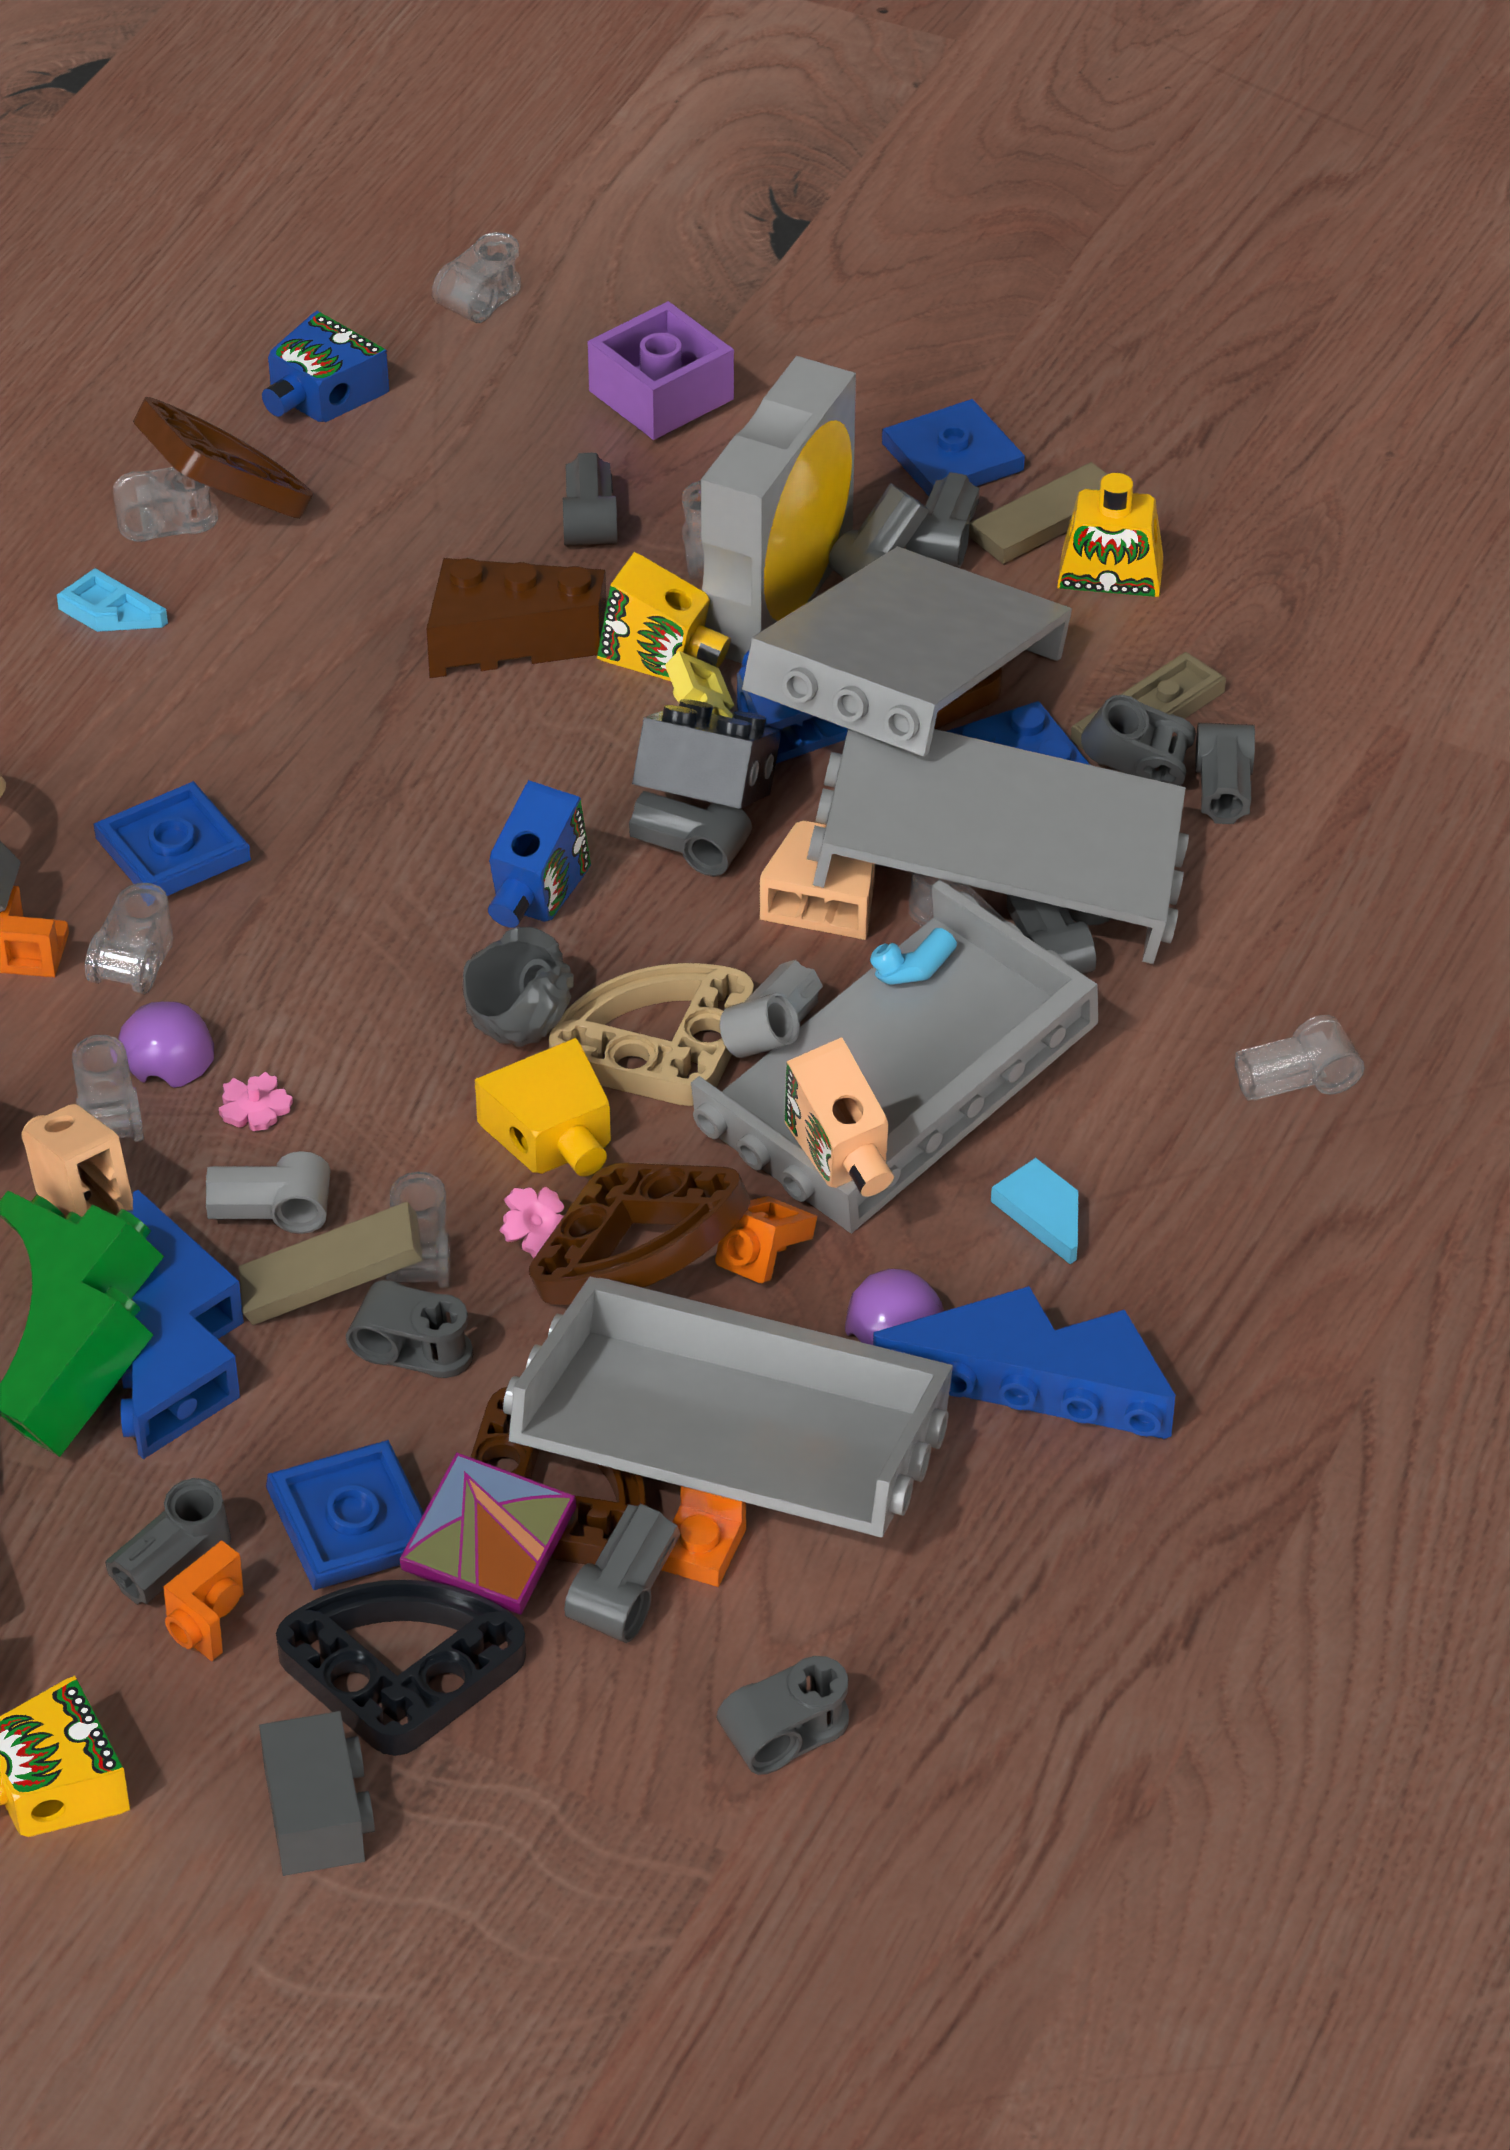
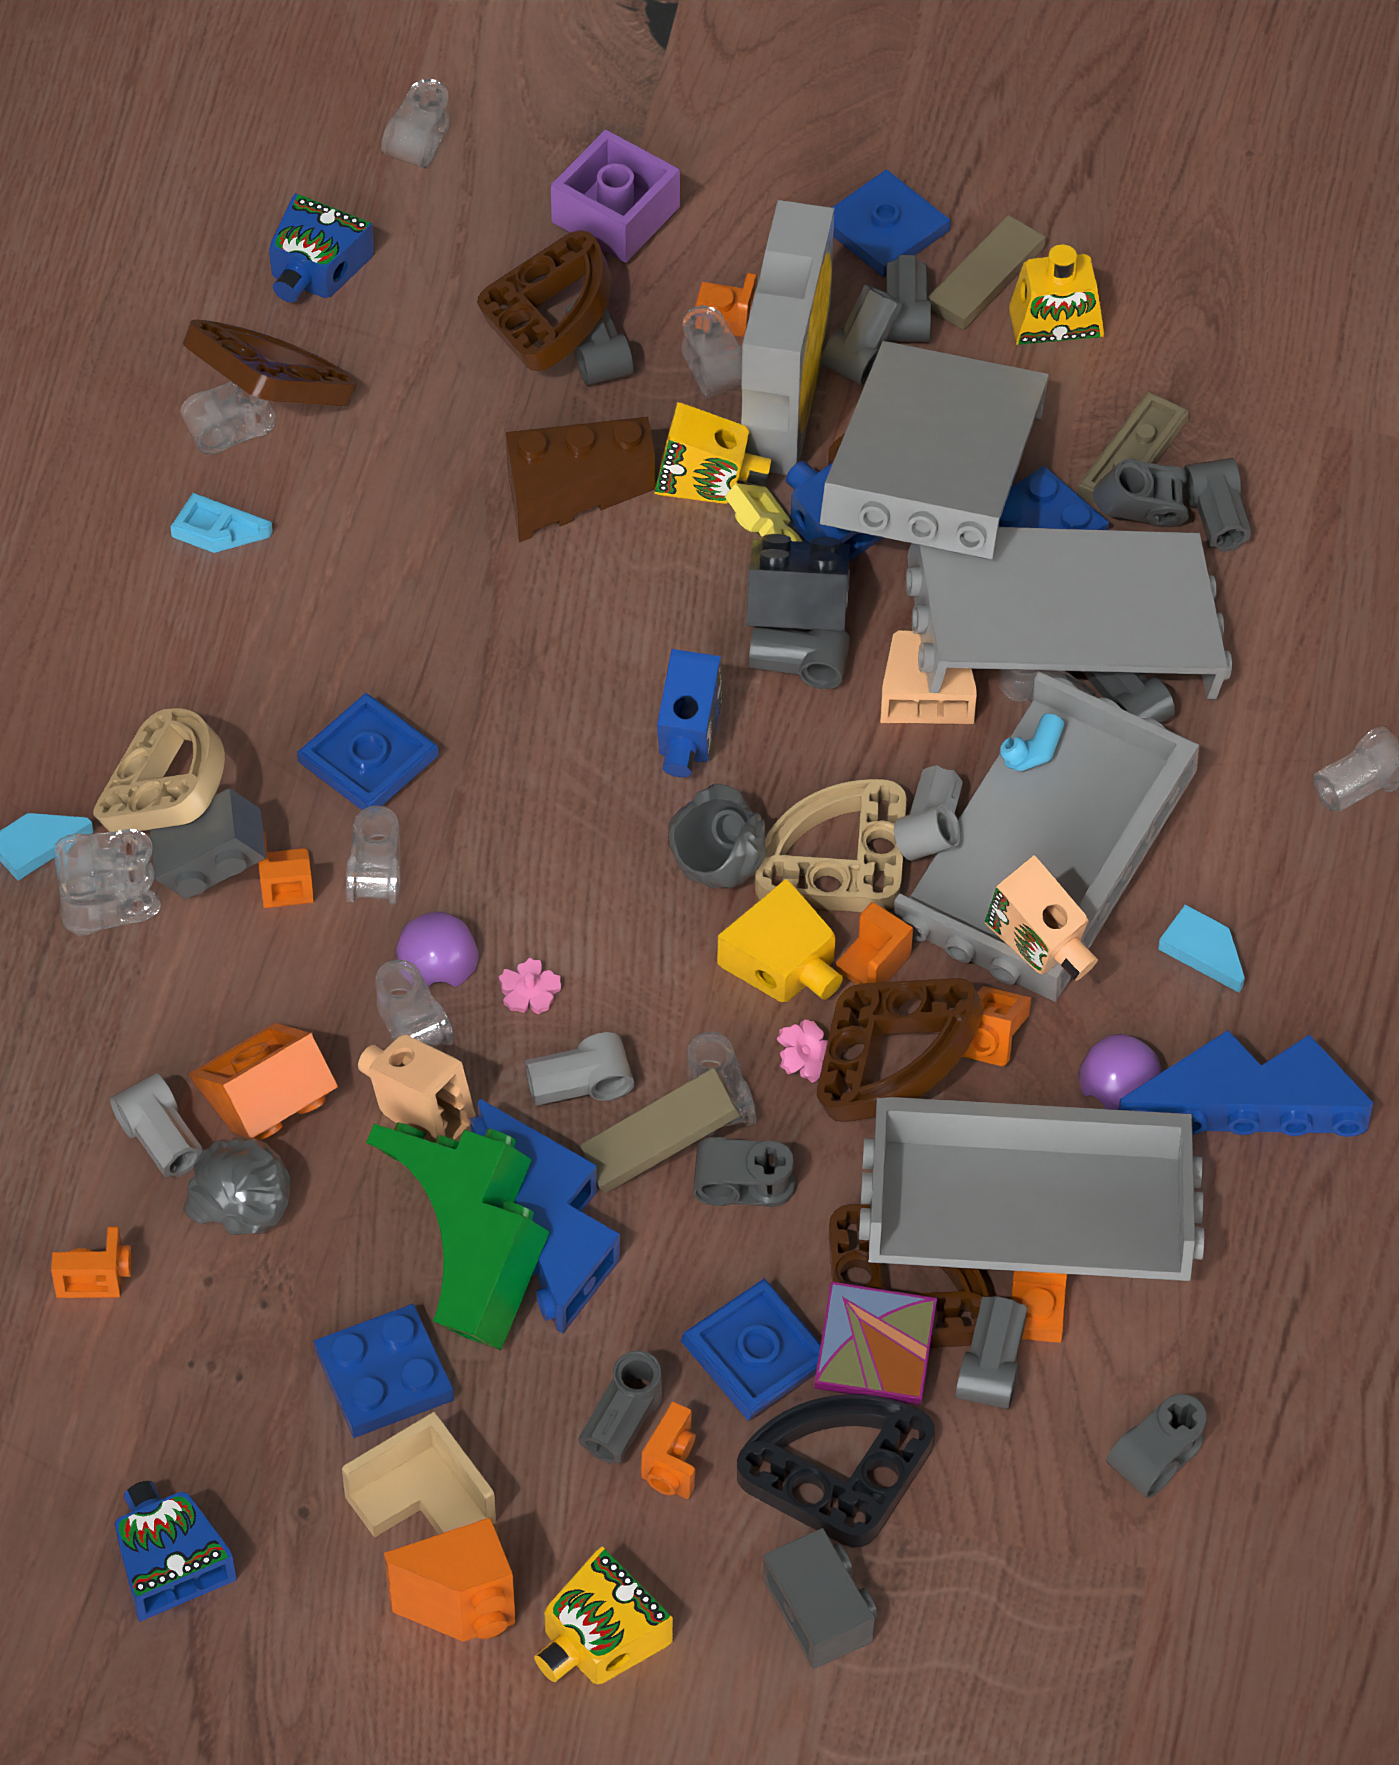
camera: 15 degrees left, 10 degrees up
(588, 424) = (565, 263): none -> reddish brown beam
(670, 1131) = (880, 949): none -> orange panel

